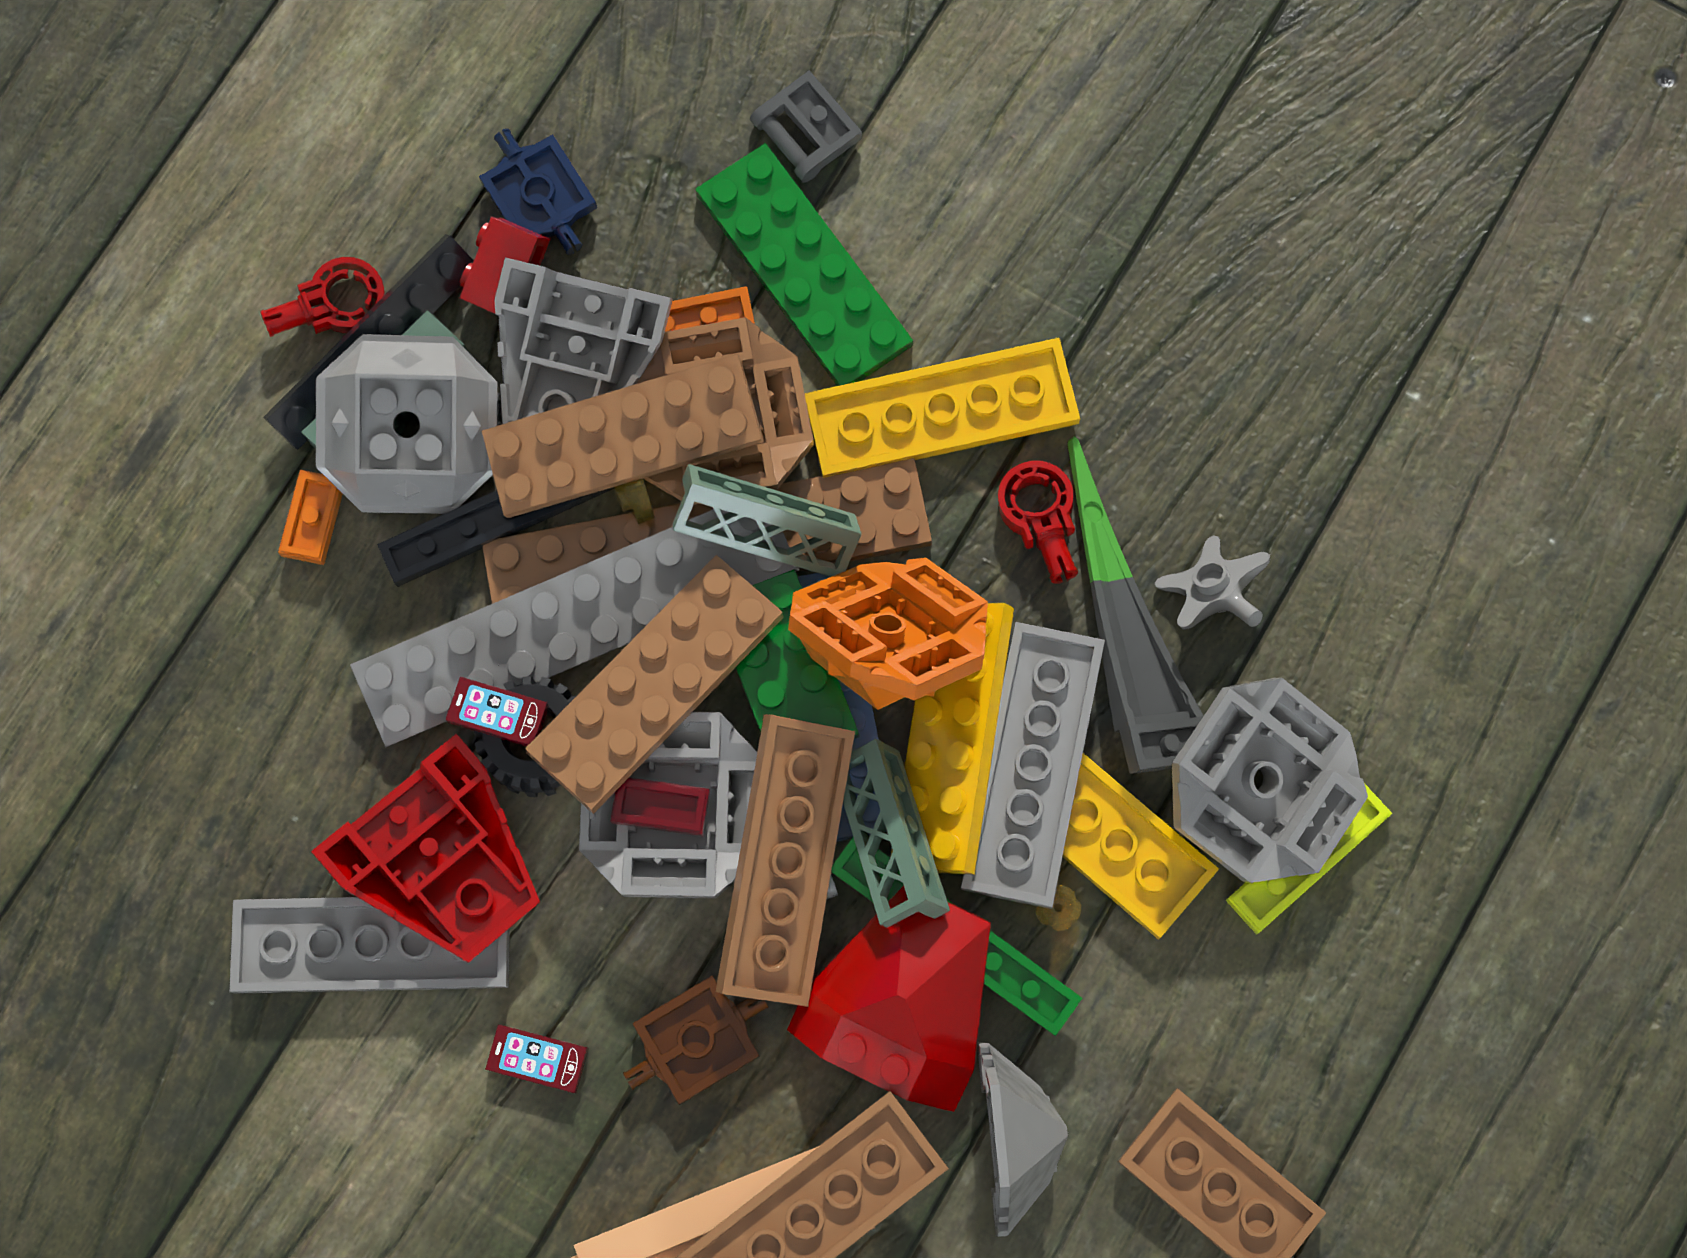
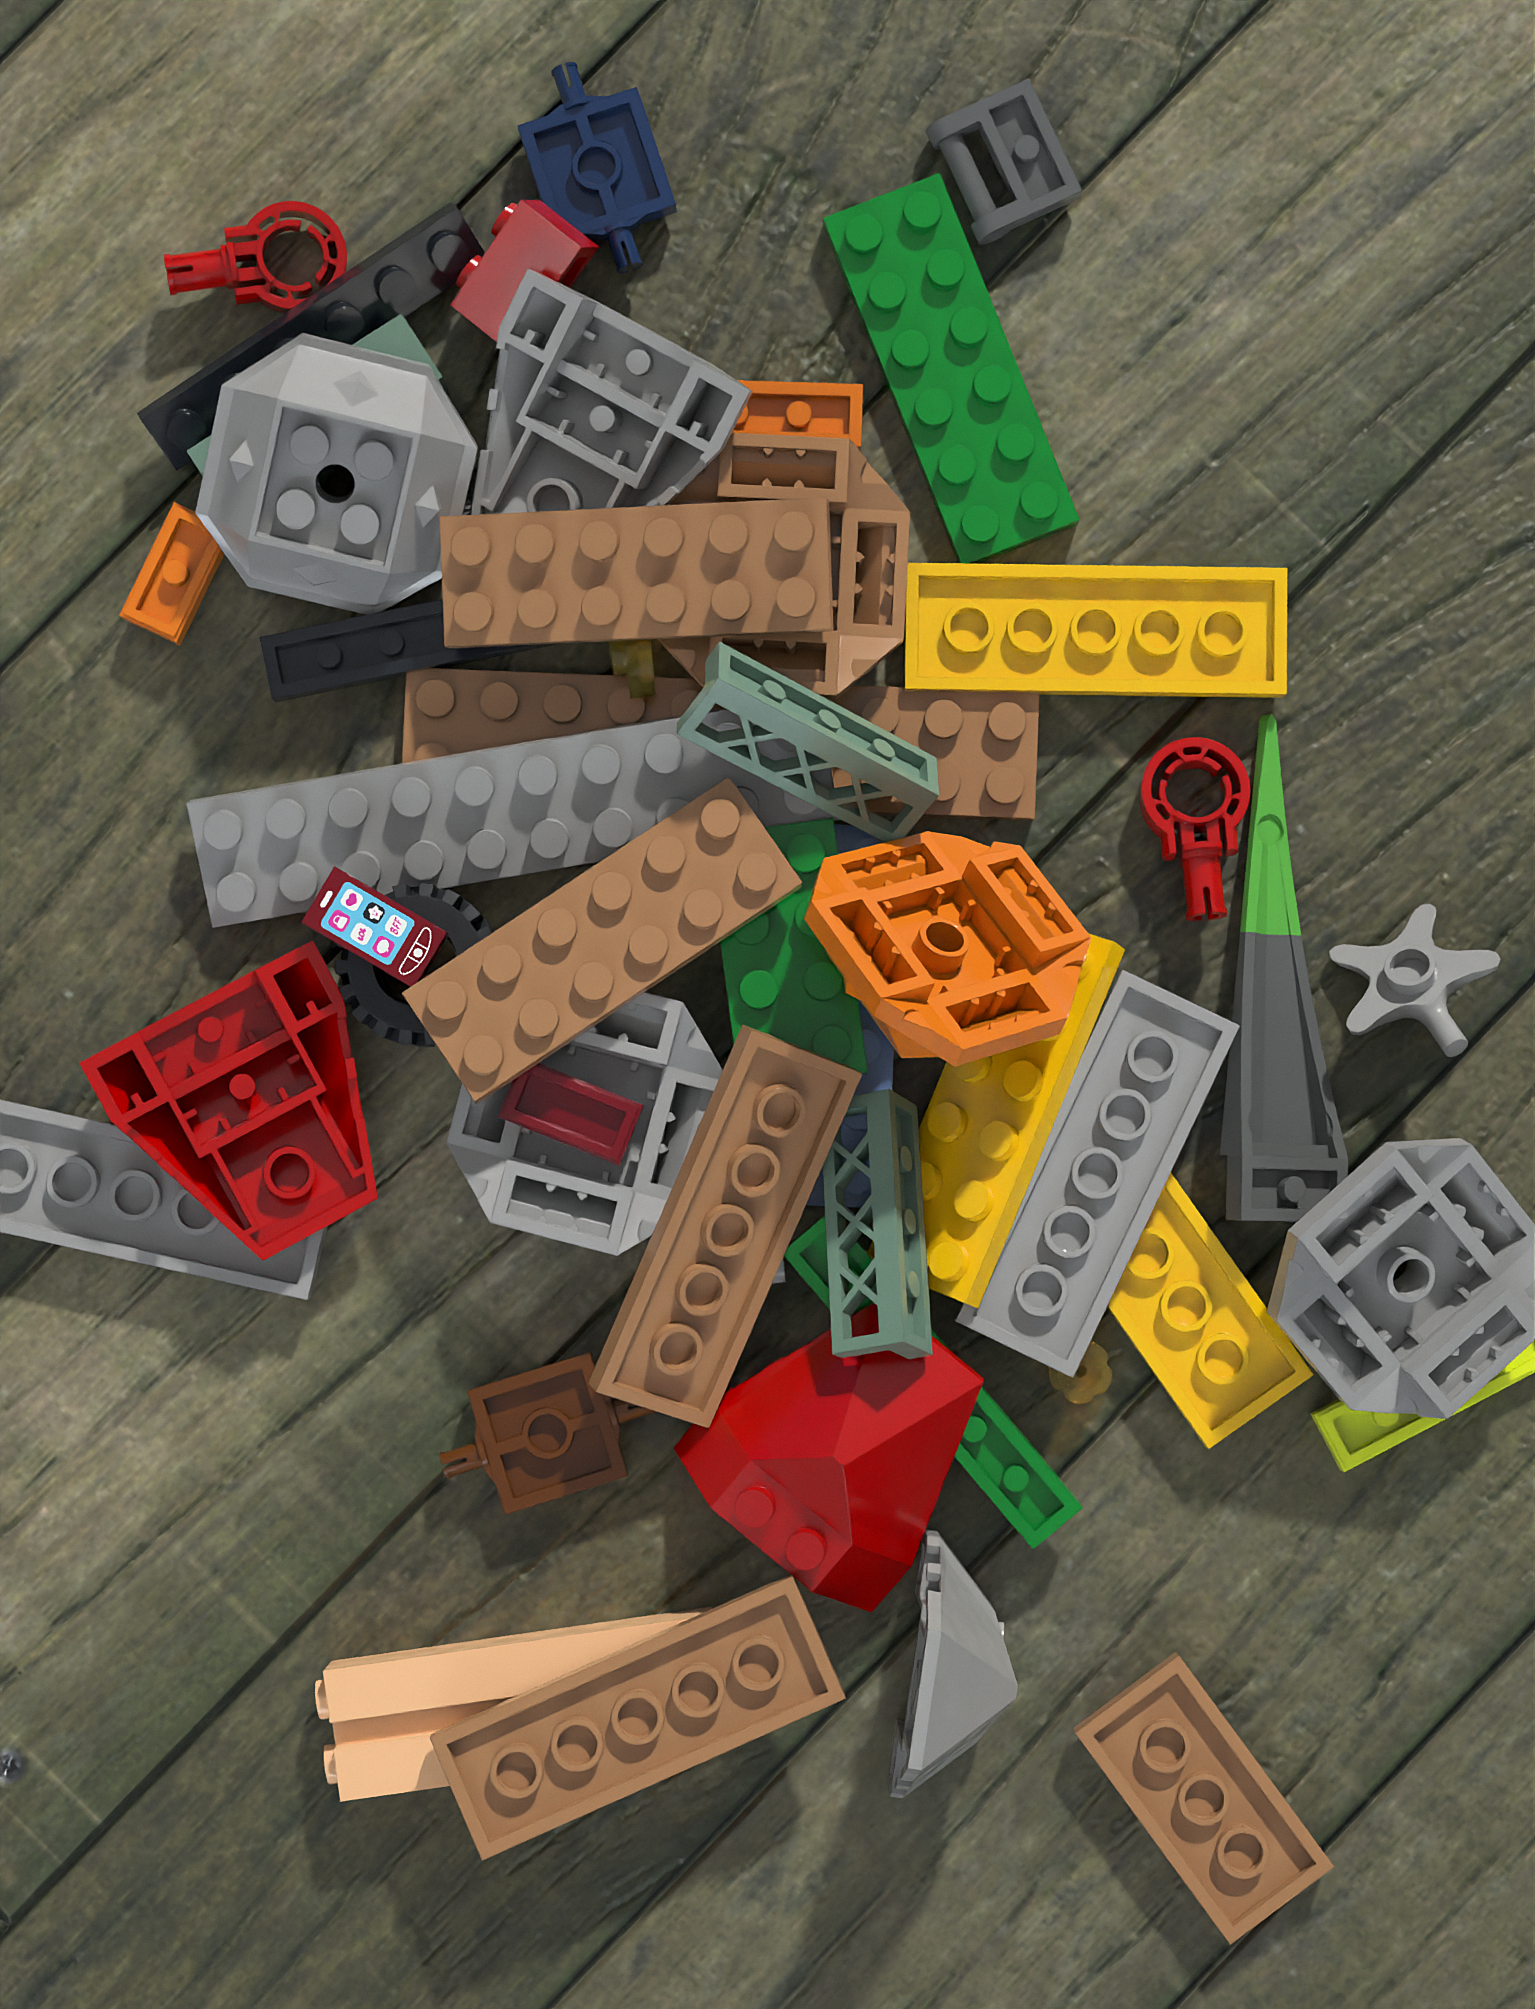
camera: 10 degrees right, 10 degrees up
(537, 1058) = (328, 1404): tile -> none

